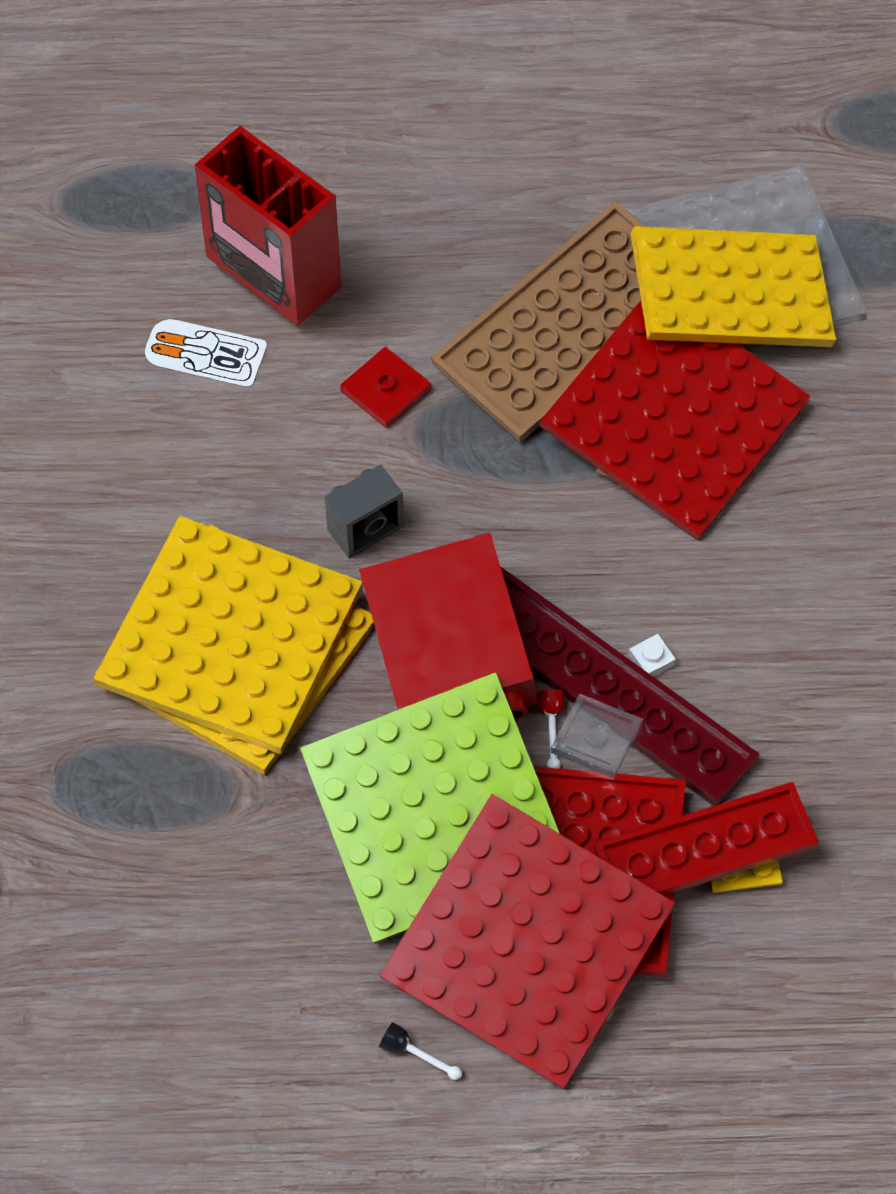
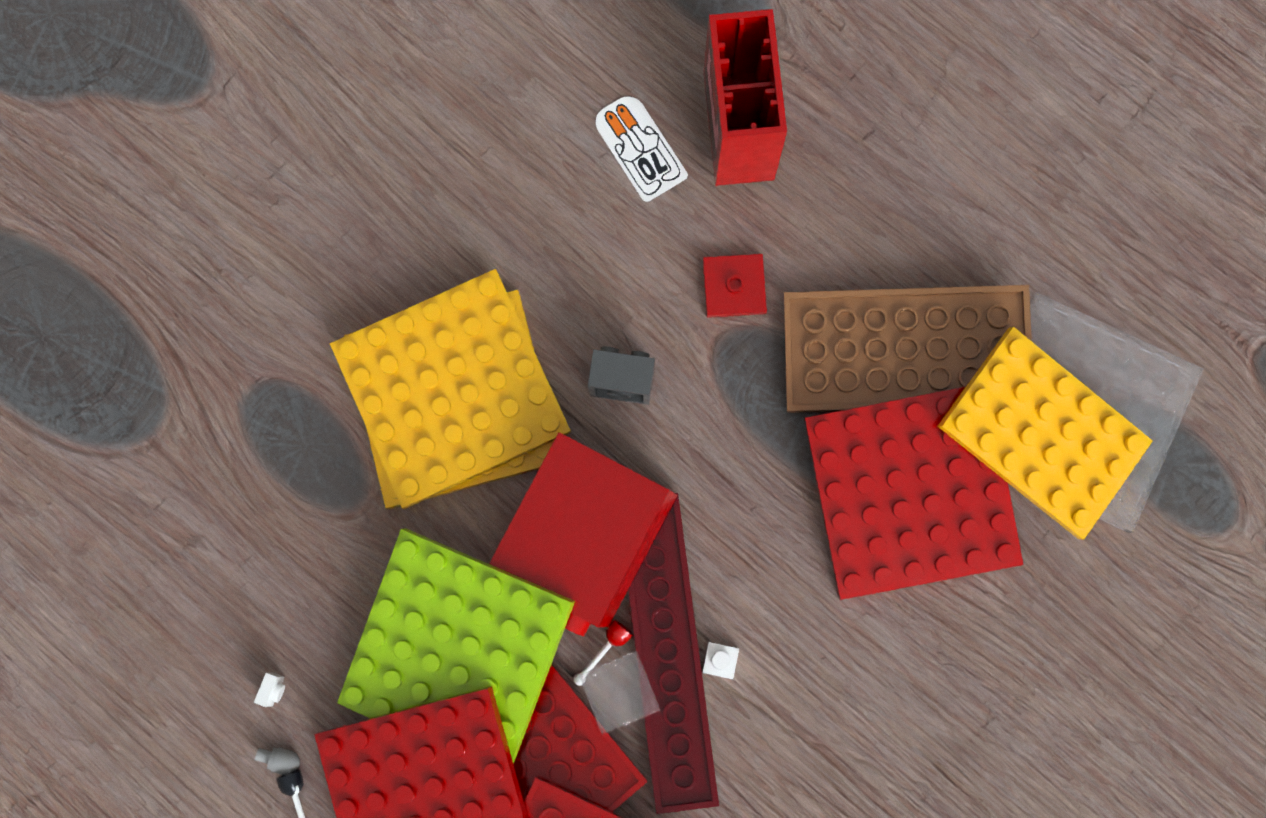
camera: 45 degrees right, 20 degrees up
(305, 982) = (270, 690): none -> white plate
(366, 1032) = (279, 760): none -> light grey cylinder

